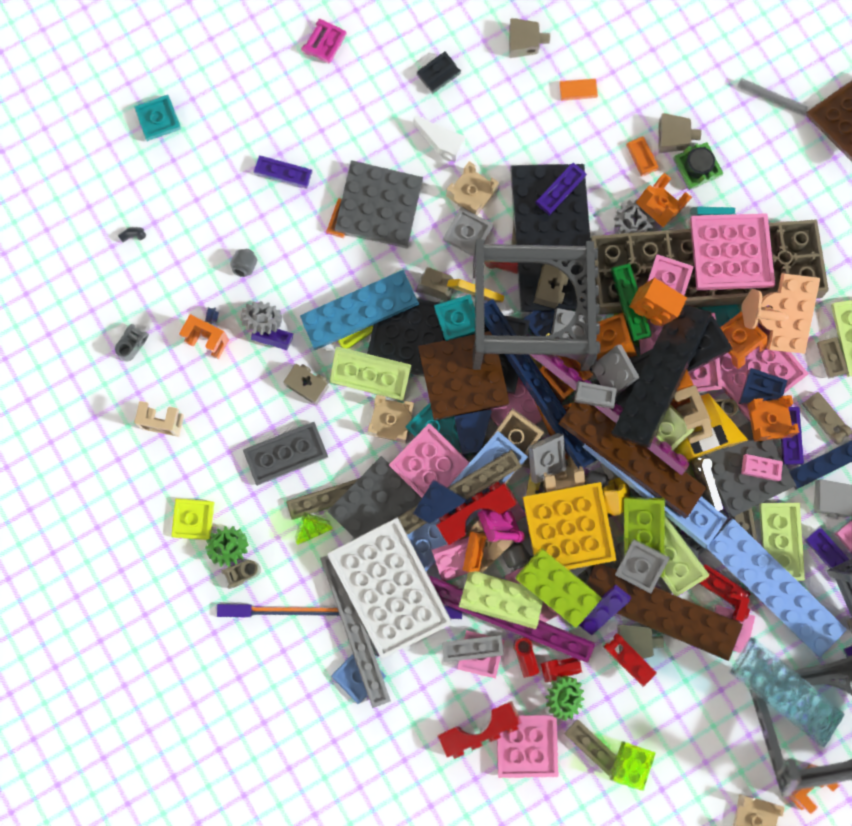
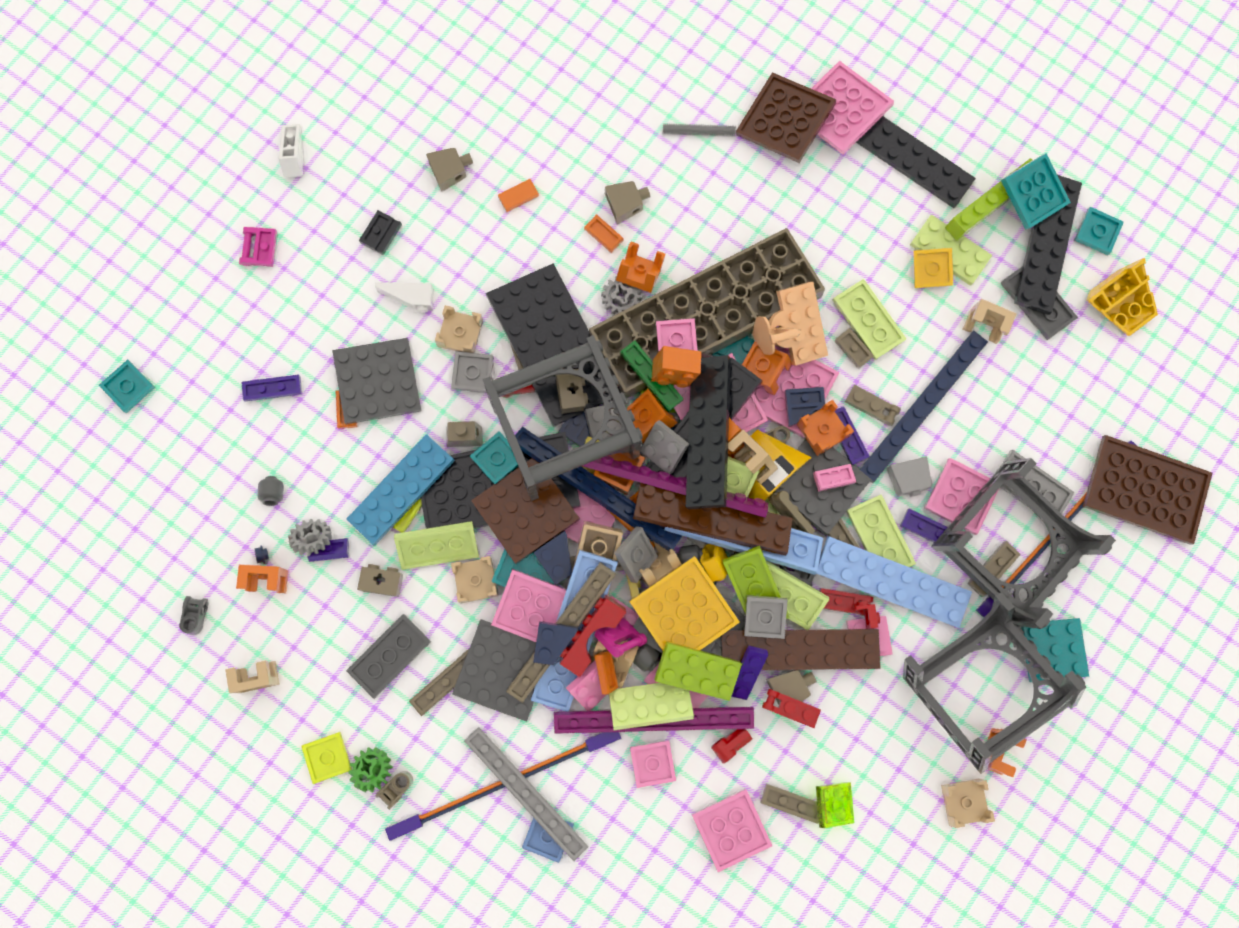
camera: 30 degrees left, 0 degrees up
(132, 232) = (149, 506): black arm -> none
(311, 527) = (443, 715): clear neon green slope -> none
(389, 588) = (541, 741): white plate -> none
(457, 740) = (665, 854): red arch -> none
(469, 288) = (490, 426): yellow tile -> none
(472, 648) = (643, 763): light grey plate -> none
(526, 659) = (696, 749): red piece -> none
(561, 188) = (541, 296): dark purple plate -> none
(564, 698) = (747, 770): bright green gear -> none
(595, 395) = (655, 477): light grey tile -> none
(698, 165) = (658, 221): piece -> none
(700, 211) = (683, 263): teal plate -> none
(732, 251) = (723, 290): bright pink plate -> none
(786, 692) = (944, 676): clear light blue plate -> none

